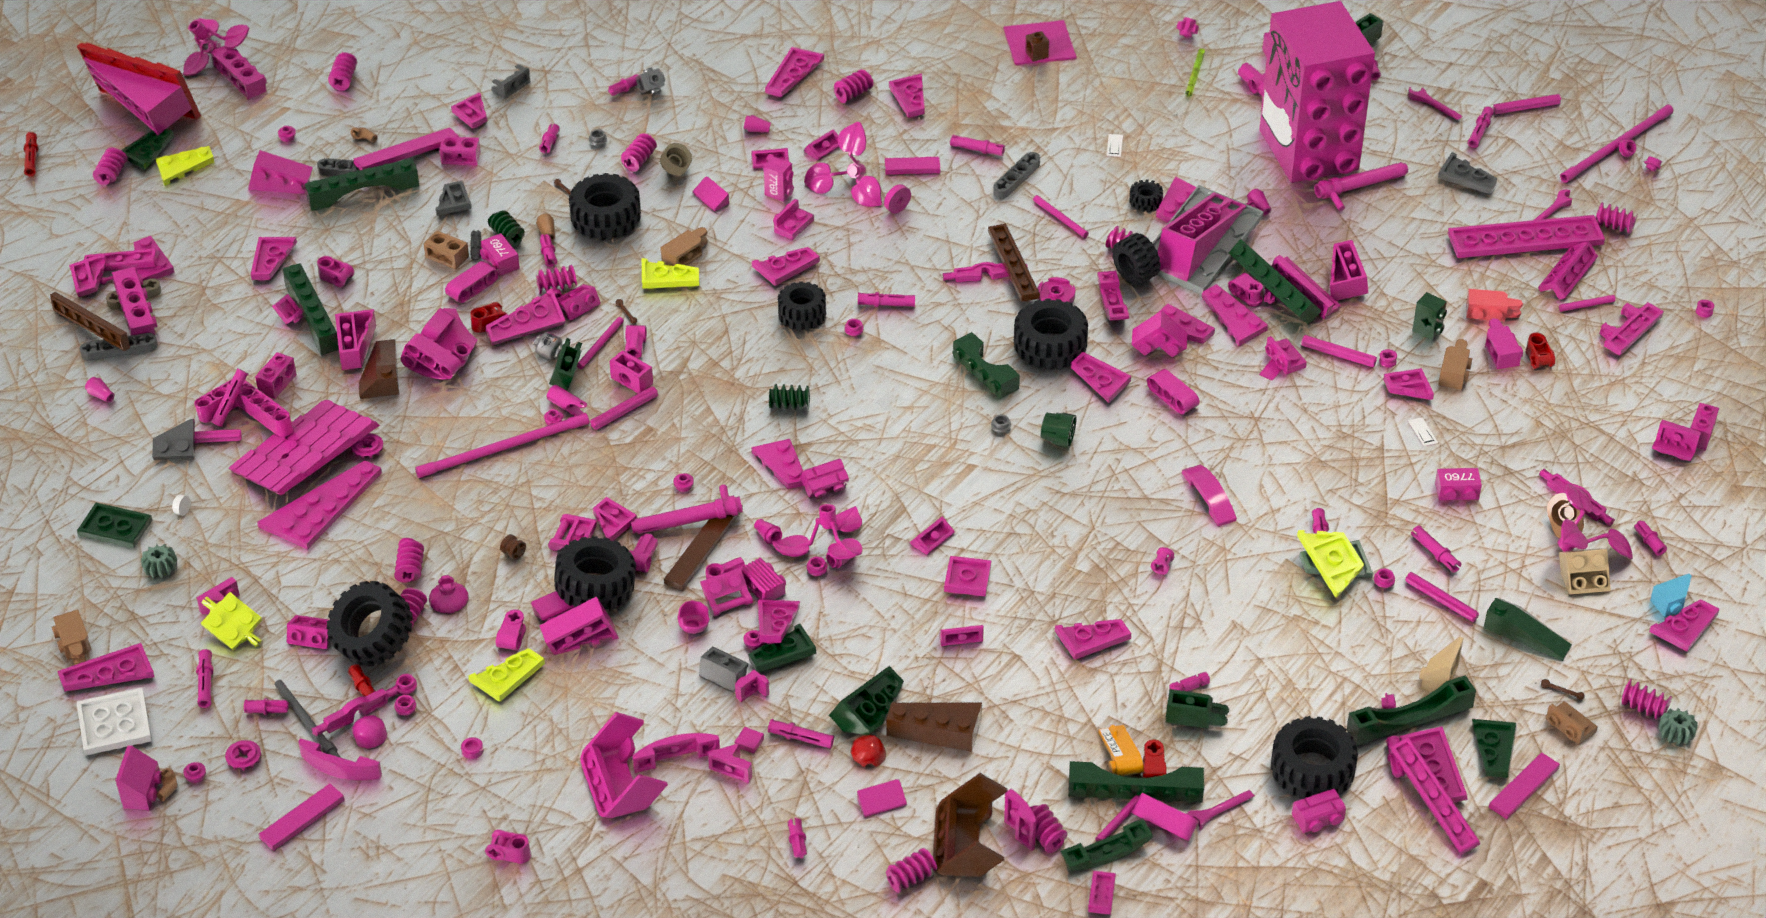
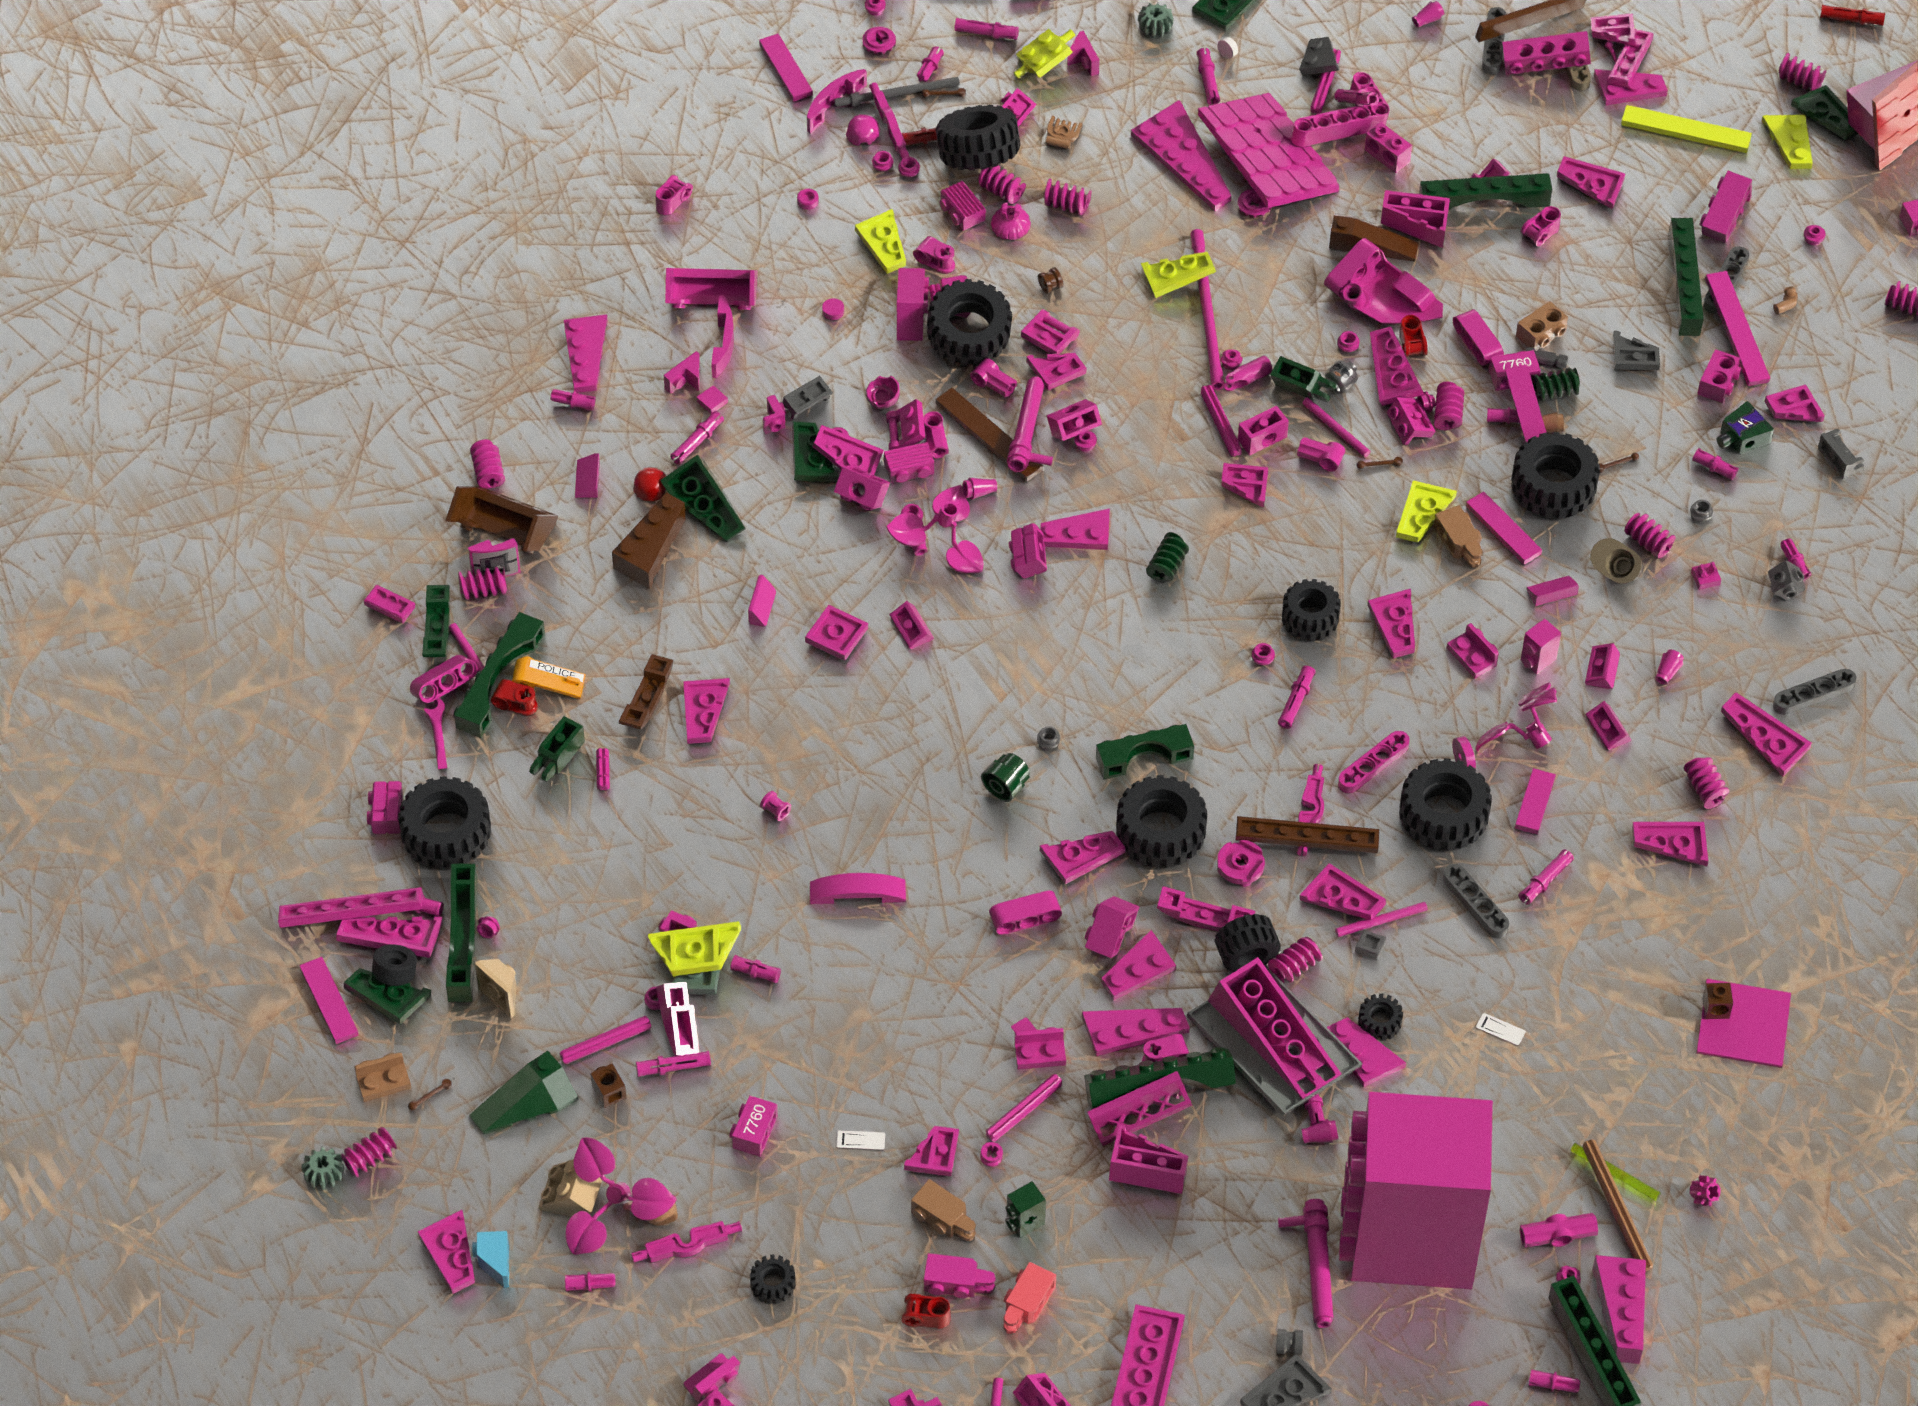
camera: 110 degrees right, 10 degrees up
(190, 220) = (1686, 129): none -> neon yellow tile
(212, 513) = (1206, 69): none -> dark pink pin
(292, 679) = (961, 92): none -> reddish brown hinge
(324, 591) = (1060, 134): none -> medium nougat piece
(444, 629) = (962, 206): none -> dark pink brick
(474, 467) = (1177, 273): none -> neon yellow wing
(505, 354) = (1348, 341): none -> dark pink plate
(508, 129) = (1745, 430): none -> dark green torso
(542, 233) = (1525, 401): none -> dark pink tile
(603, 688) = (833, 309): none -> dark pink tile
(658, 125) = (1706, 576): none -> dark pink tile
(662, 232) = (1504, 528): none -> dark pink tile
(662, 479) = (1074, 419): none -> dark pink brick
(685, 375) = (1246, 481): none -> dark pink wing
(726, 855) = (585, 350): none -> dark pink wing
(755, 66) = (1815, 692): none -> dark grey beam
(809, 598) = (874, 487): none -> dark pink brick
(903, 242) = (1373, 761): none -> dark pink beam
(949, 212) = (1451, 780): none -> black tyre
(1053, 235) = (1342, 893): none -> dark pink wing
(1085, 217) = (1370, 944): none -> flat silver tile
(1101, 679) = (648, 693): none -> reddish brown slope
(1223, 62) = (1616, 1202): none -> medium nougat axle
(1314, 587) = (676, 921): none -> dark pink bracket
(1396, 554) = (678, 1018): none -> dark pink slope
(1431, 178) = (1283, 1341): none -> dark grey wheel
(1465, 734) = (394, 965): none -> black tyre
(1483, 577) = (610, 1093): none -> reddish brown brick
(1577, 431) = (772, 1266): none -> black tyre

